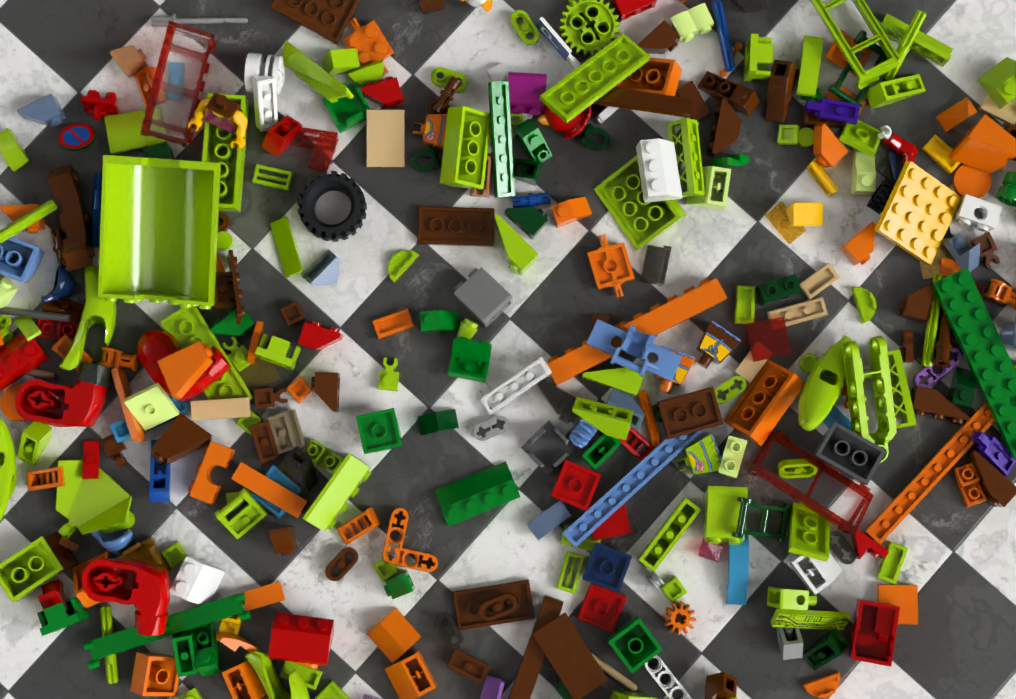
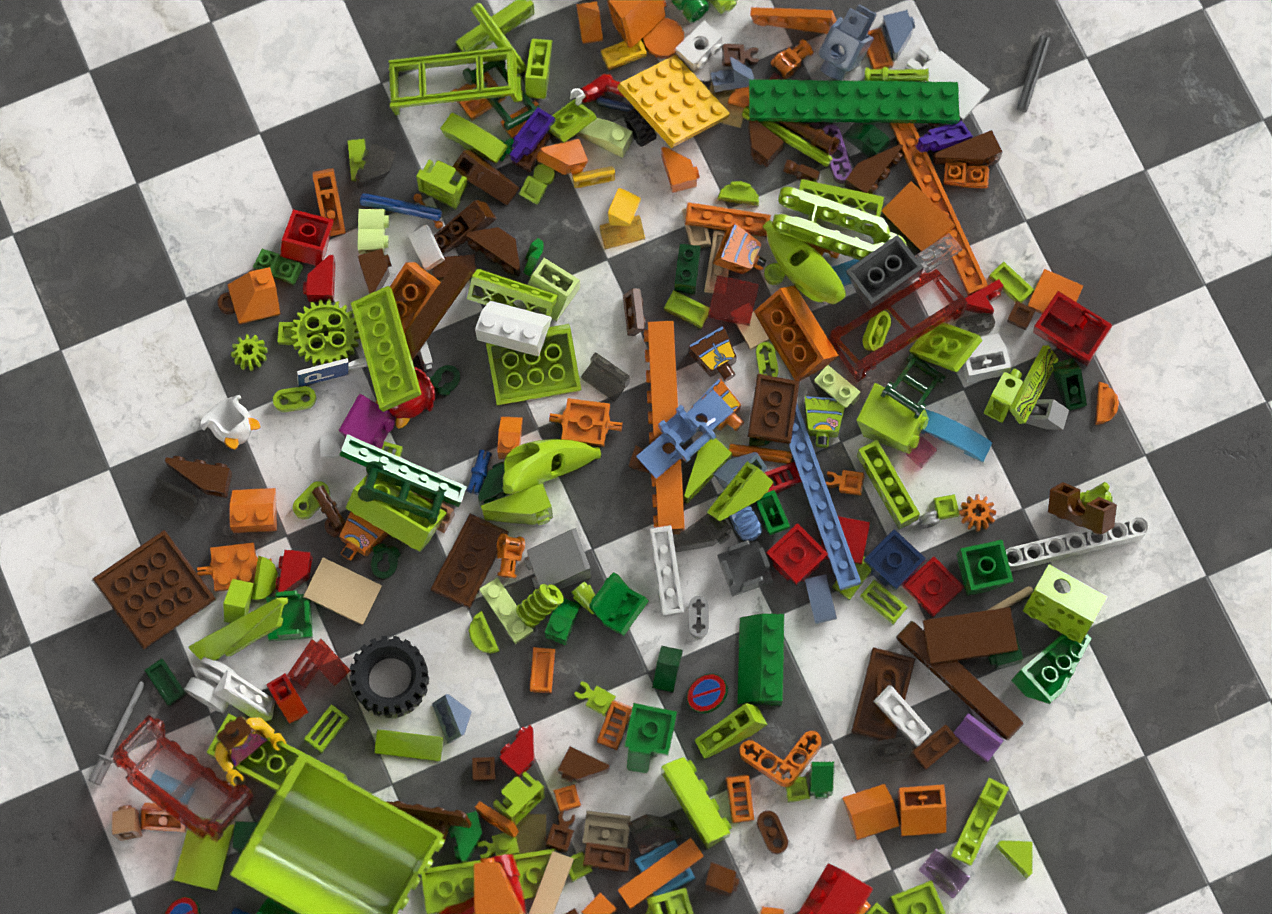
camera: 65 degrees left, 10 degrees down
(100, 106) = (159, 879): red hips -> none
(255, 36) = (165, 682): none -> dark green tile
(323, 456) = (652, 801): lime slope -> none
(352, 432) = (638, 759): none -> green slope
(387, 400) = (607, 722): none -> orange slope
(408, 495) = (731, 730): none -> lime slope
(420, 38) = (253, 510): none -> orange slope
(428, 273) = (505, 610): none -> yellowish green plate
(430, 462) = (707, 693): none -> piece
(441, 297) = (539, 604): none -> lime piece
(473, 255) = (509, 554): none -> orange connector
(479, 629) = (902, 716): none -> white tile
(489, 117) = (368, 493): none -> dark green piece
(527, 170) = (447, 460): dark green slope -> none
(533, 141) = (418, 442): green slope -> none
(557, 244) = (544, 460): none -> lime piece
(657, 501) = (849, 483): none -> orange plate
(698, 72) = (426, 247): none -> white tile
(717, 265) = (634, 312): none -> reddish brown plate
(812, 325) = (739, 251): none -> orange torso
(836, 302) = (723, 218): none -> orange tile
(867, 583) = (1021, 315): none -> reddish brown plate
(888, 491) = (938, 253): none -> clear plate
(912, 460) = (917, 217): none -> orange tile

